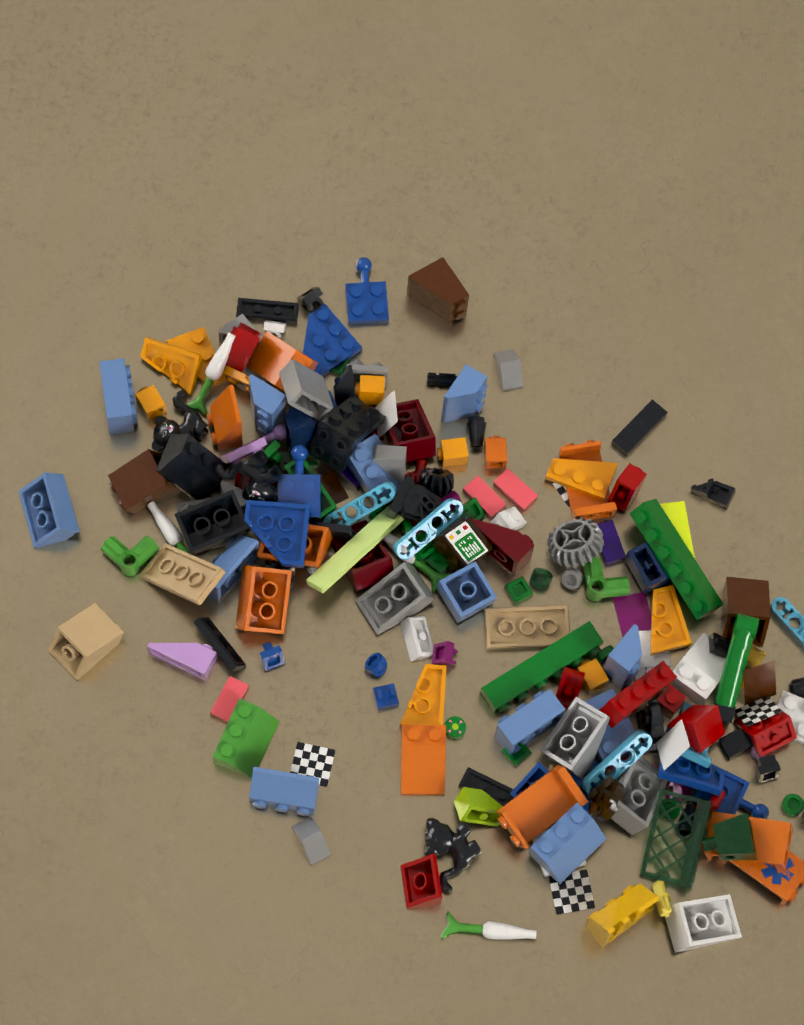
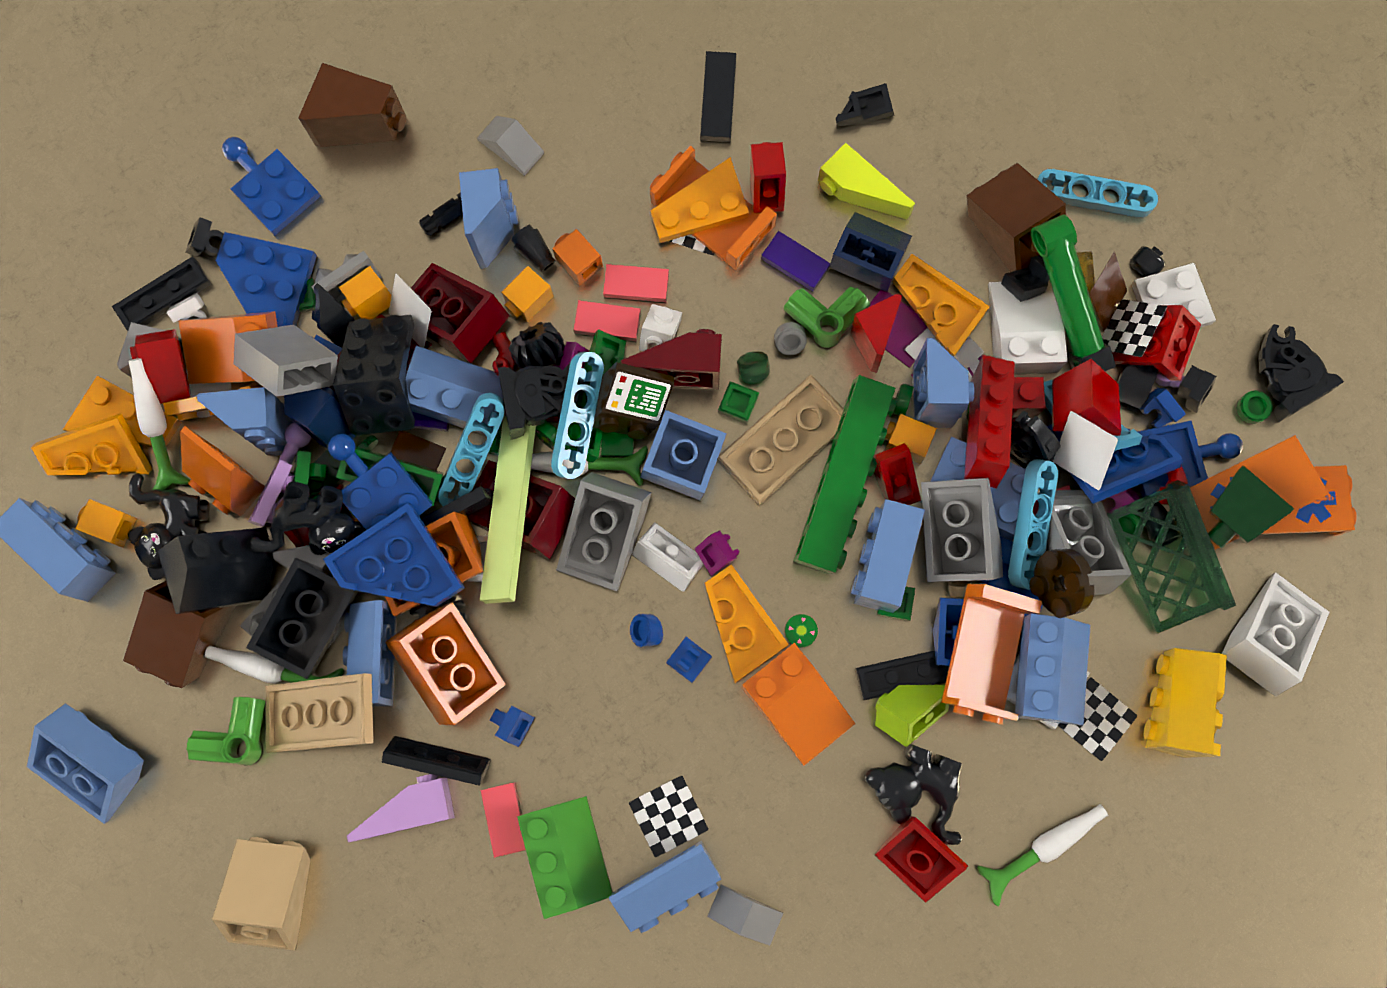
camera: 30 degrees left, 10 degrees up
(392, 460) = (462, 364): light grey slope -> none
(574, 537) = (769, 298): light grey gear -> none
(621, 606) = (872, 329): none -> red slope
(663, 904) = (1213, 643): light yellow axle -> none
(676, 559) = (895, 219): green brick -> none
(742, 764) = (1166, 406): none -> blue tile

